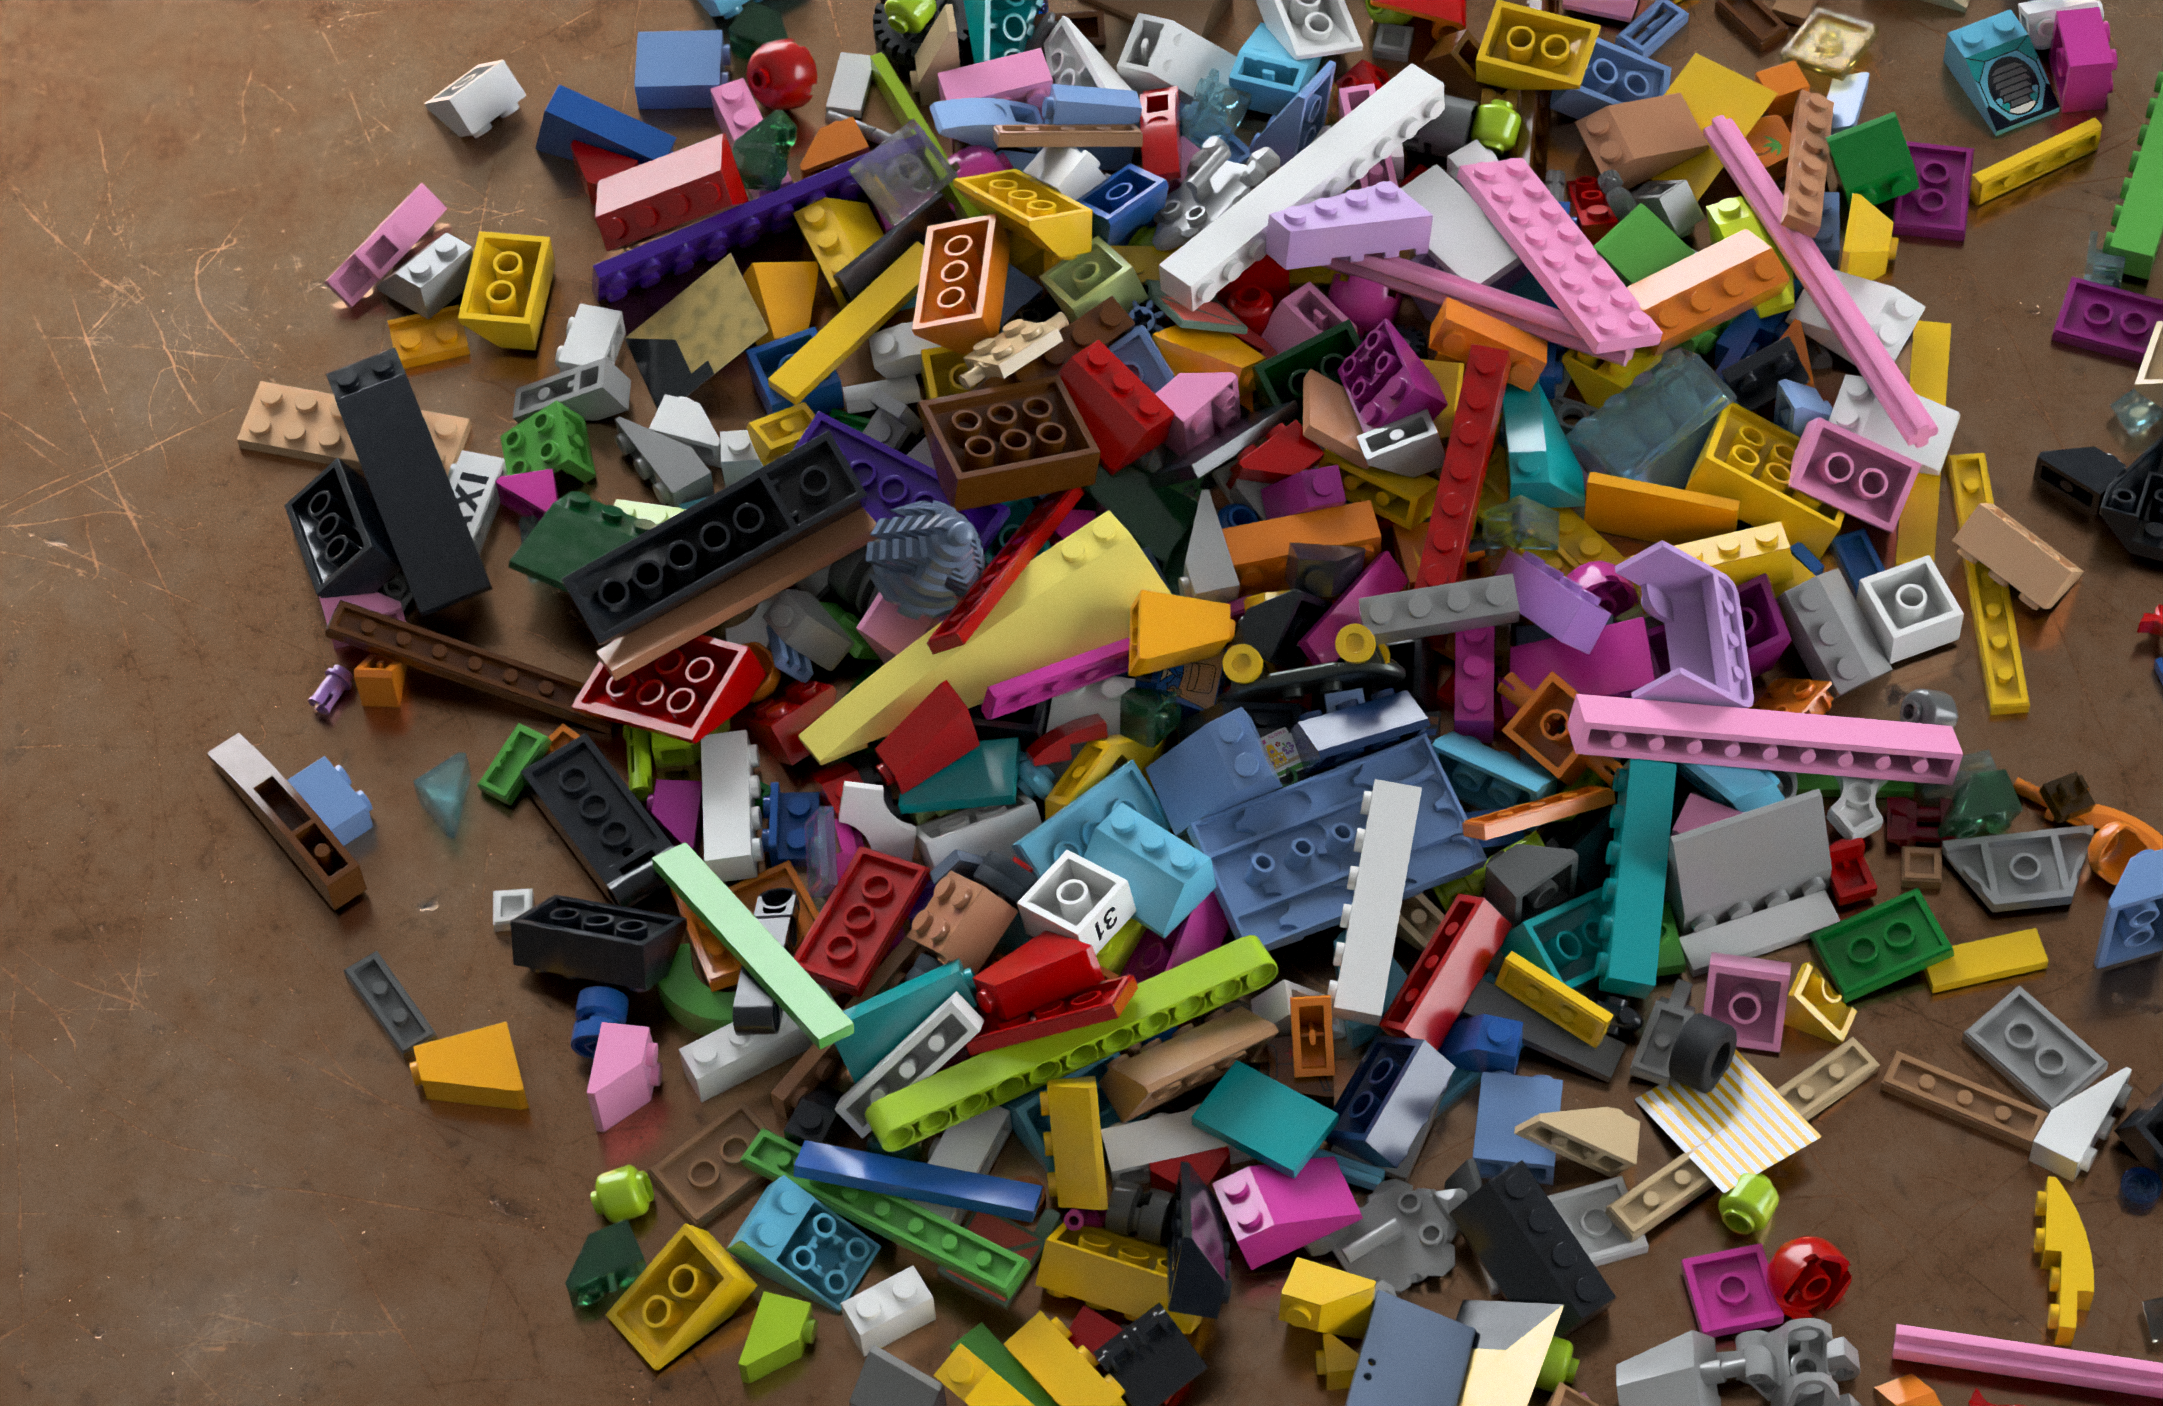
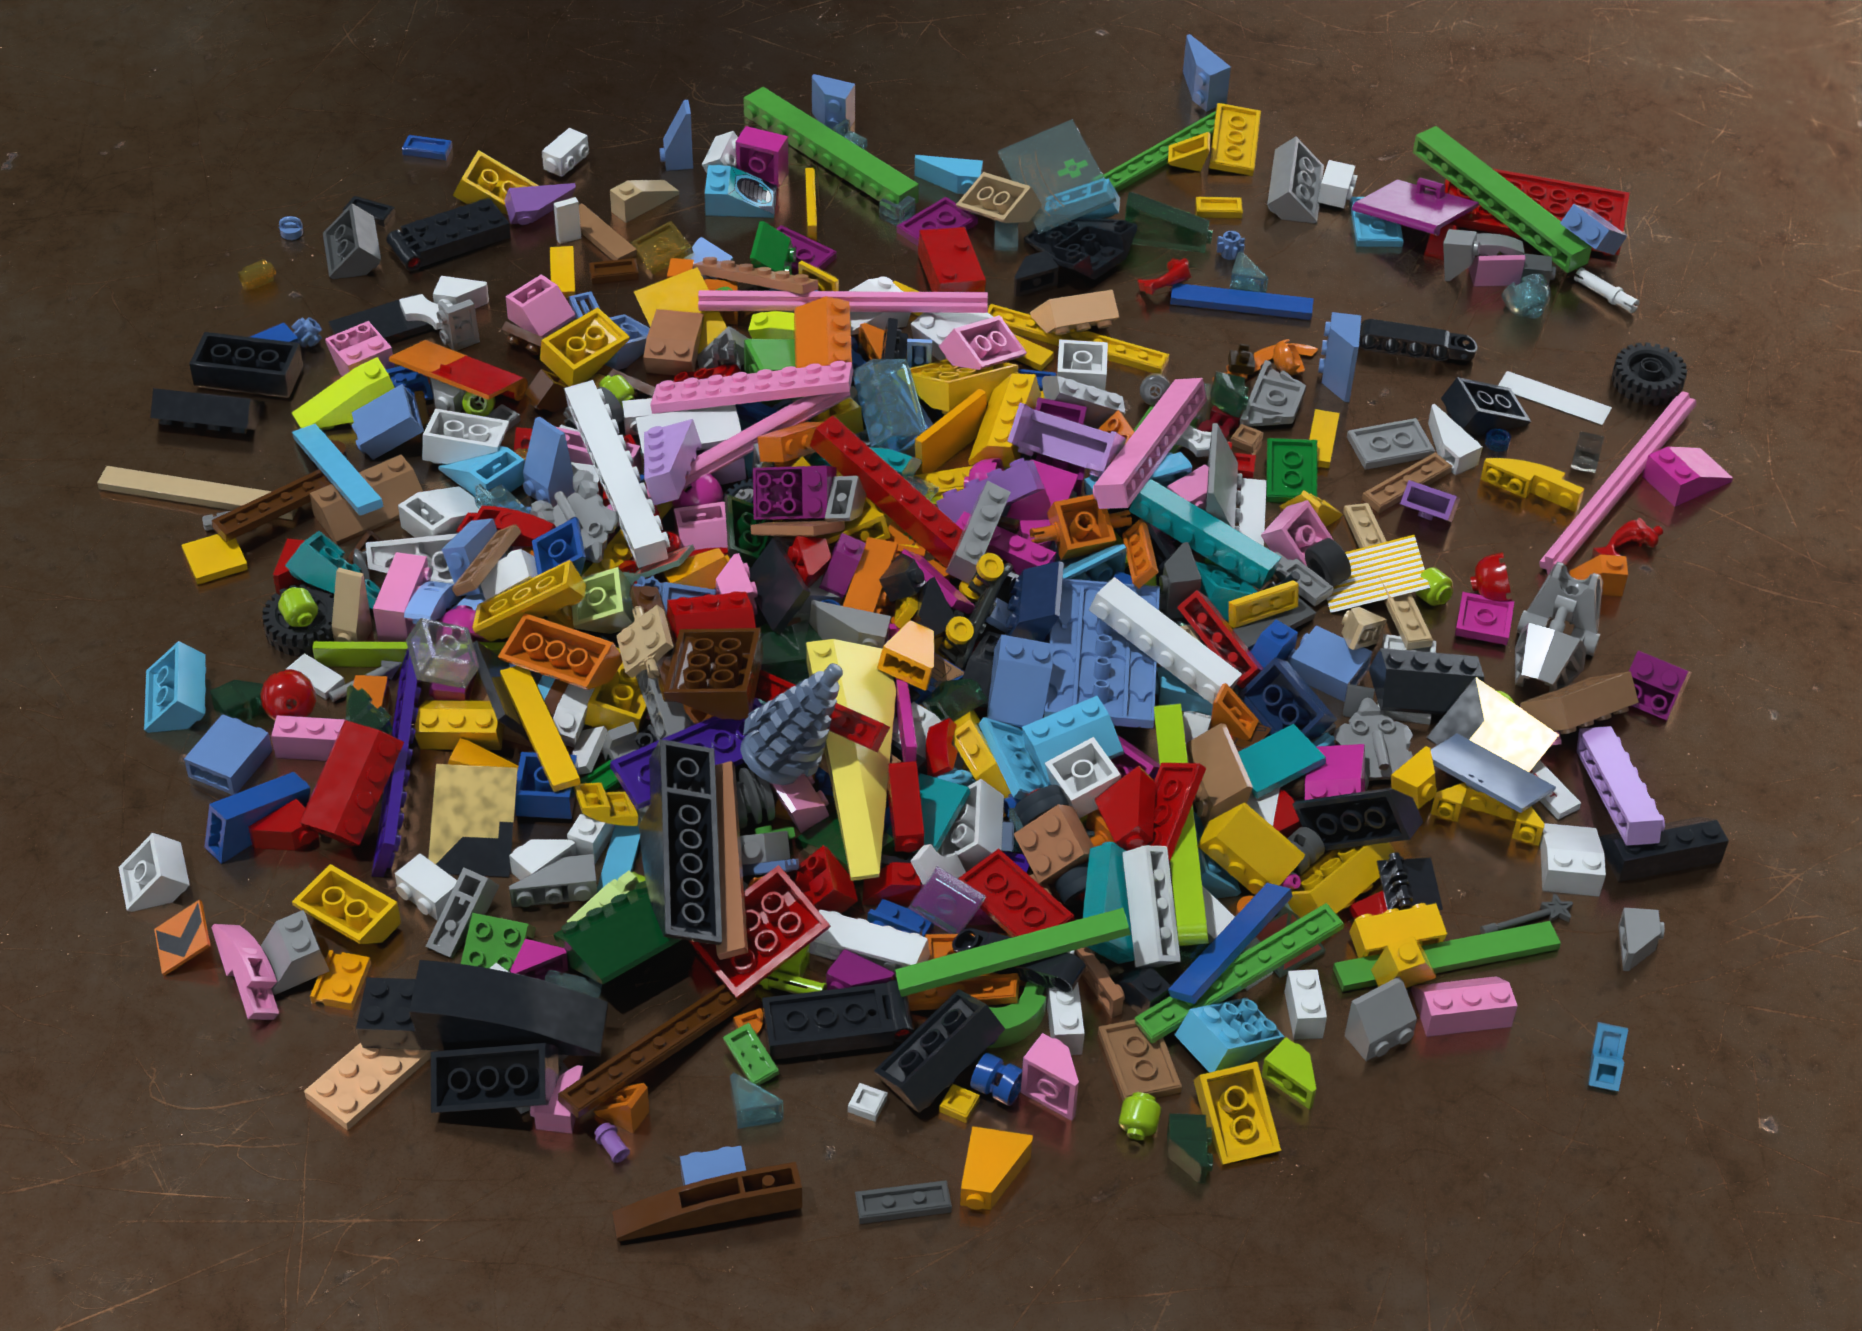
camera: 70 degrees left, 10 degrees down
(402, 168) = (182, 937): none -> orange piece
(557, 1002) = (959, 1103): none -> yellow tile
(1920, 1137) = (1430, 501): none -> medium lavender brick
(2014, 371) = (950, 261): none -> red brick

